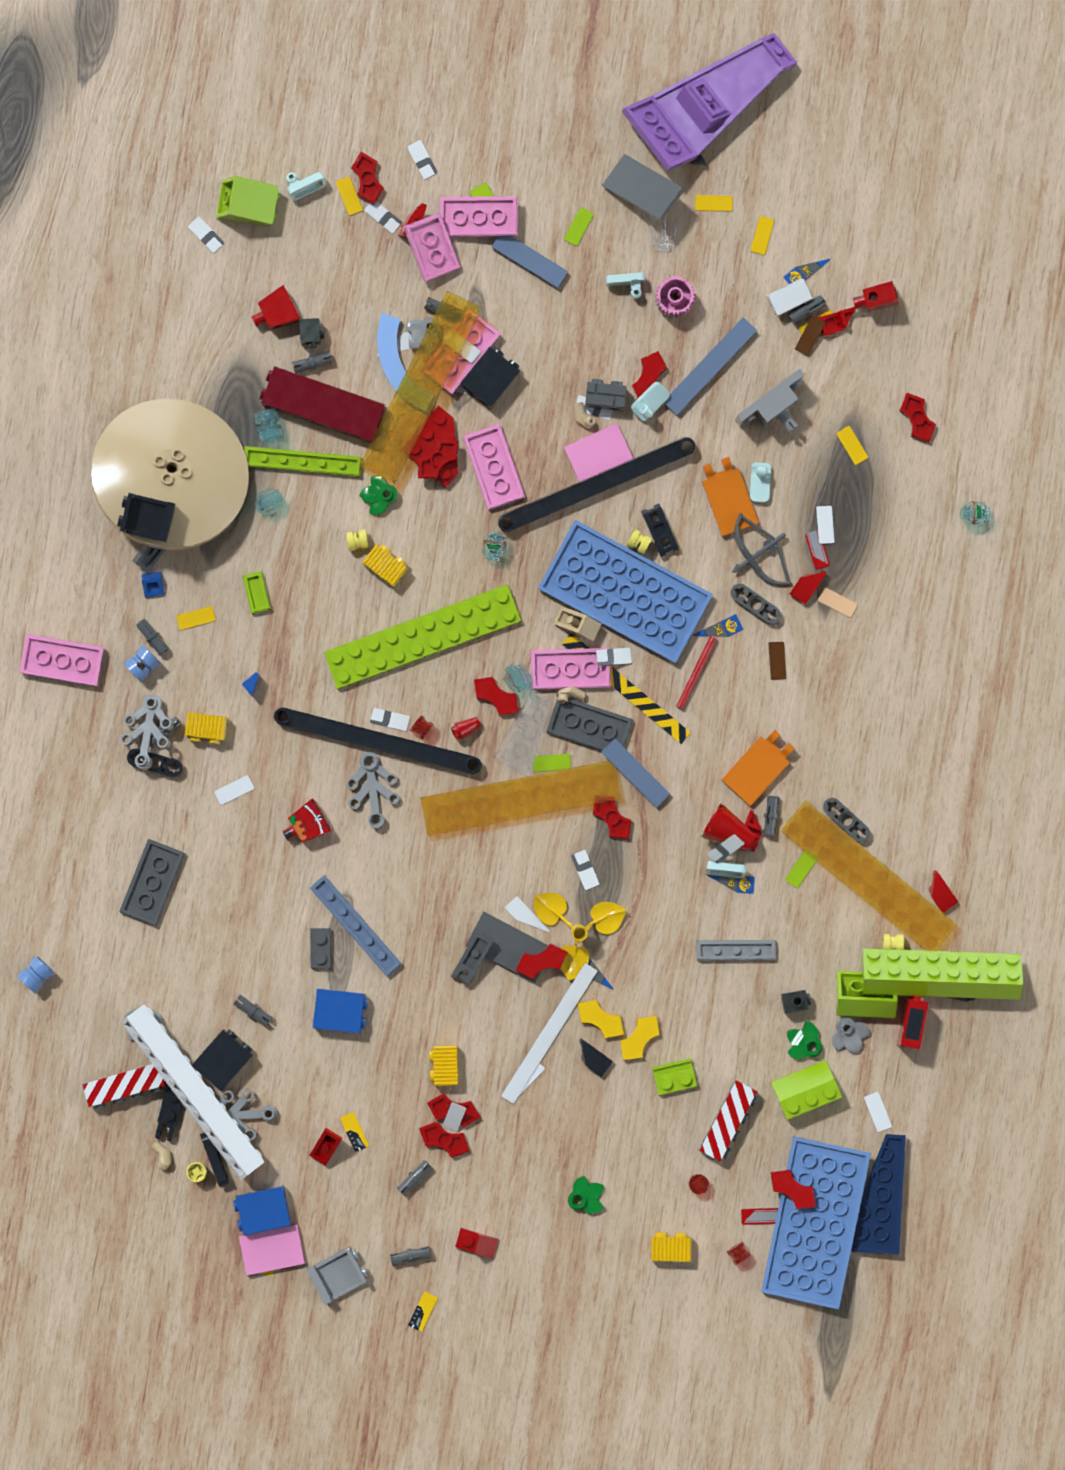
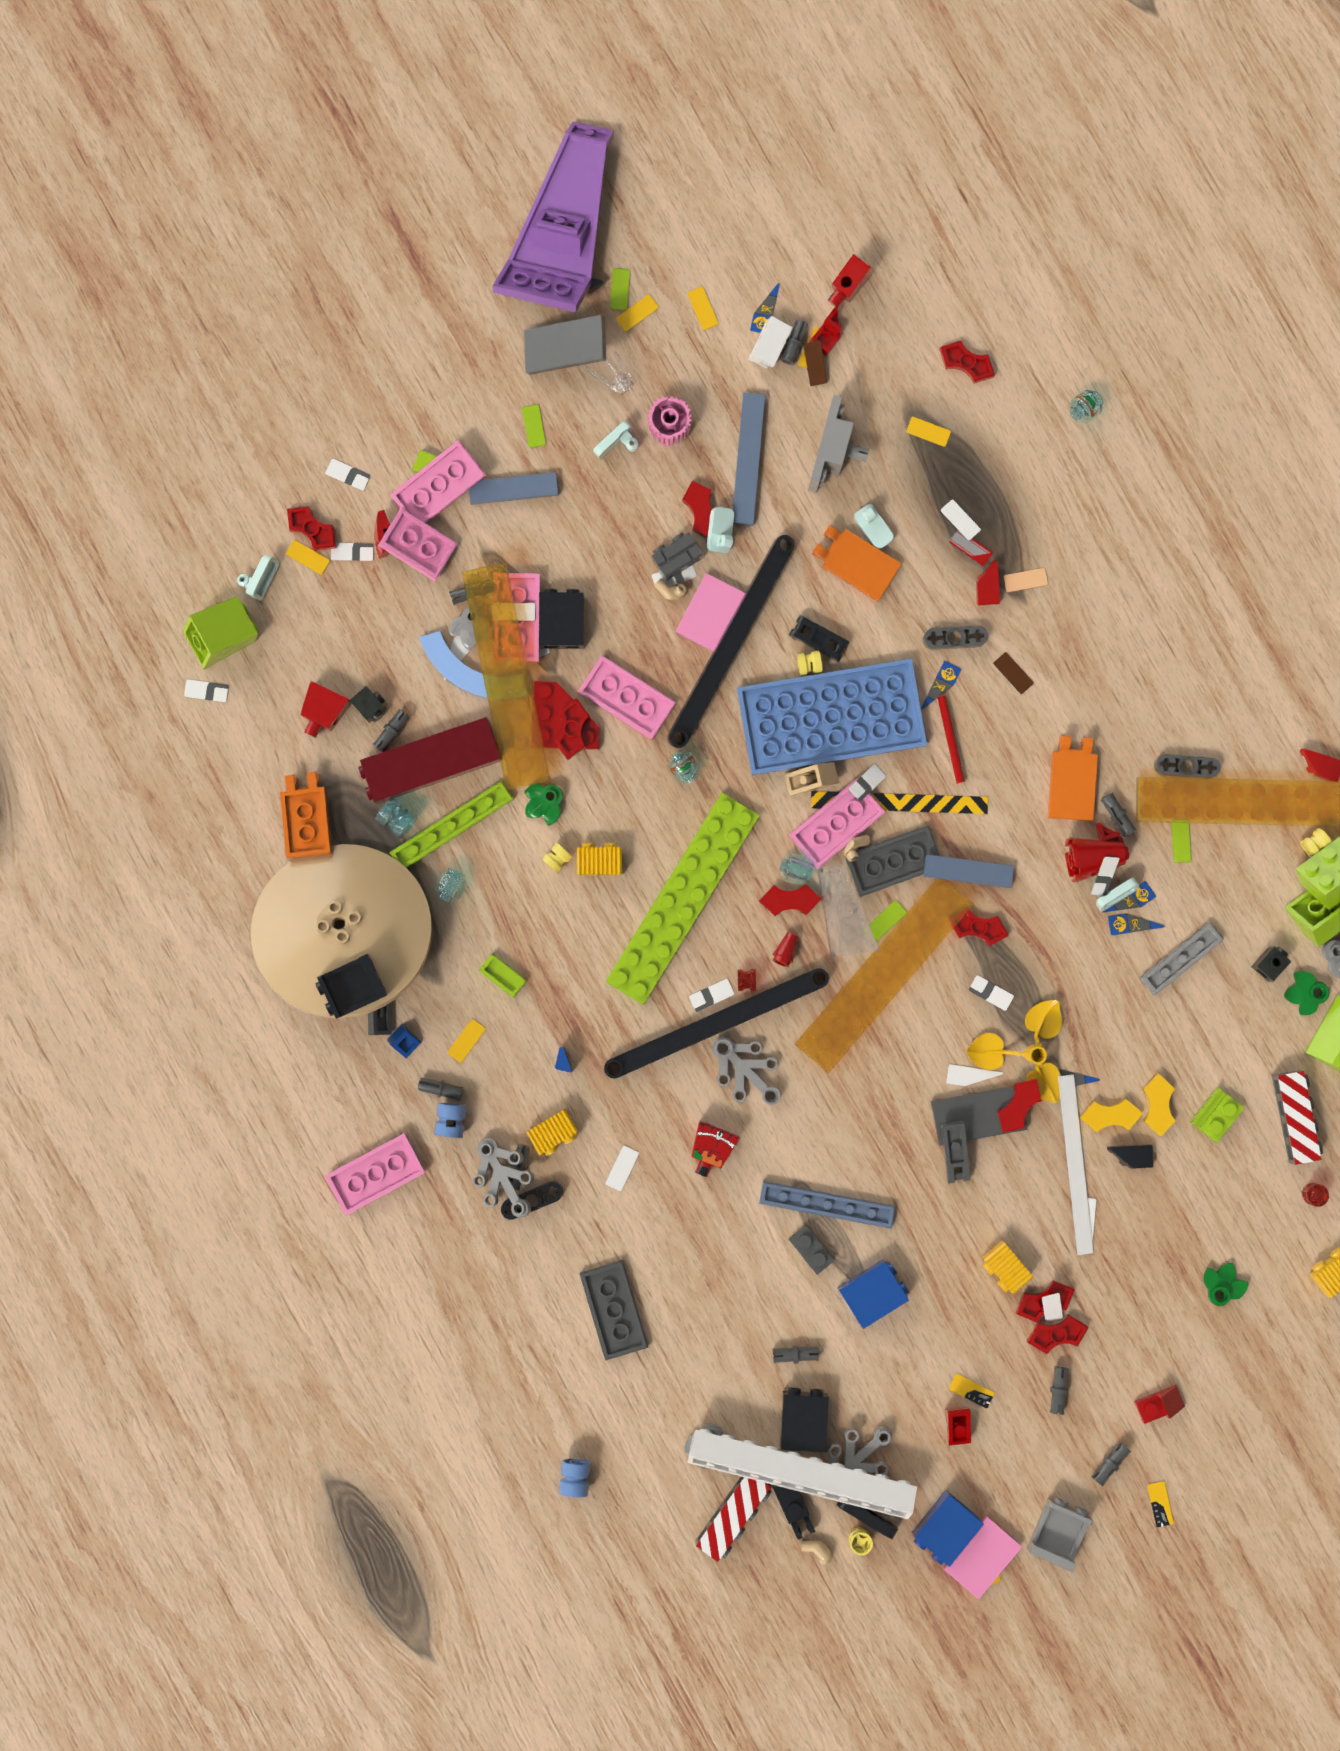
camera: 35 degrees left, 0 degrees up
(205, 377) = (305, 818): none -> orange tile
(714, 176) = (619, 289): none -> lime sticker
(718, 896) = (1127, 923): none -> sticker
(768, 546) = (926, 577): dark grey piece -> none

